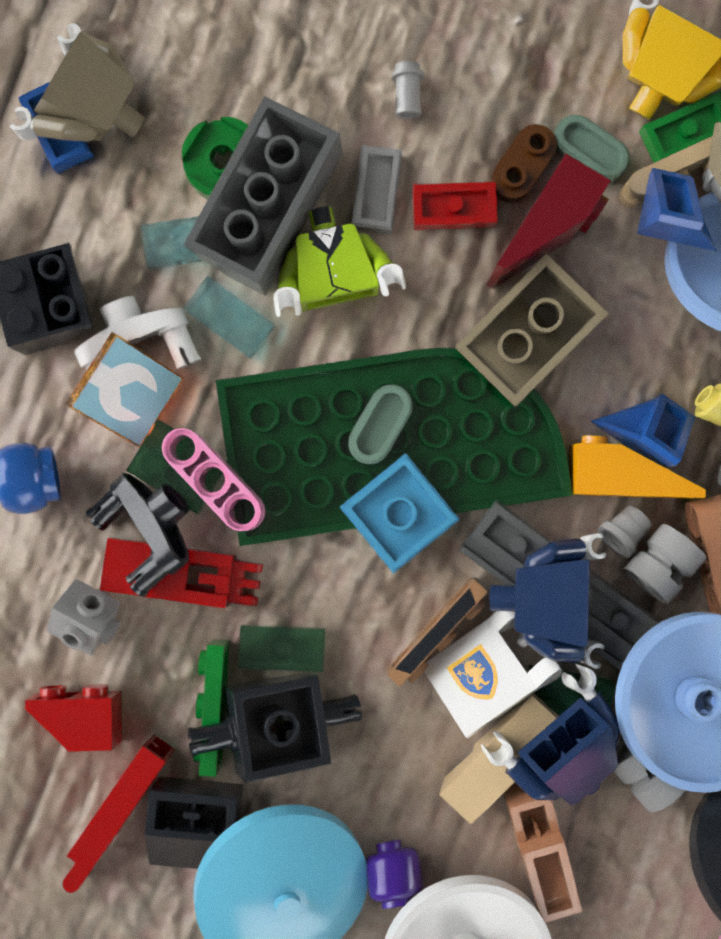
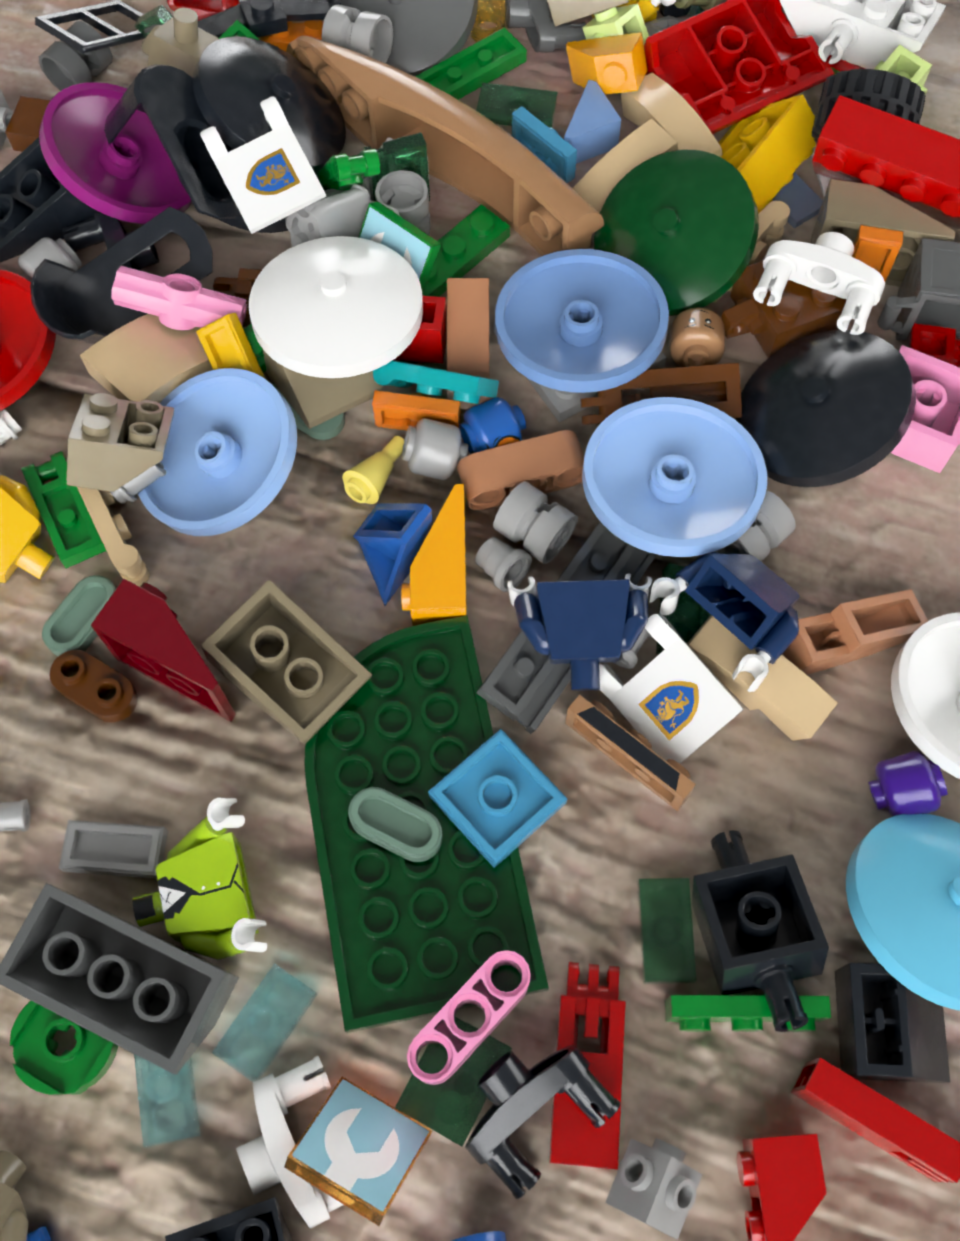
camera: 90 degrees left, 20 degrees down
(454, 205) = (138, 757): red plate -> none
(673, 211) = (157, 522): blue slope -> none

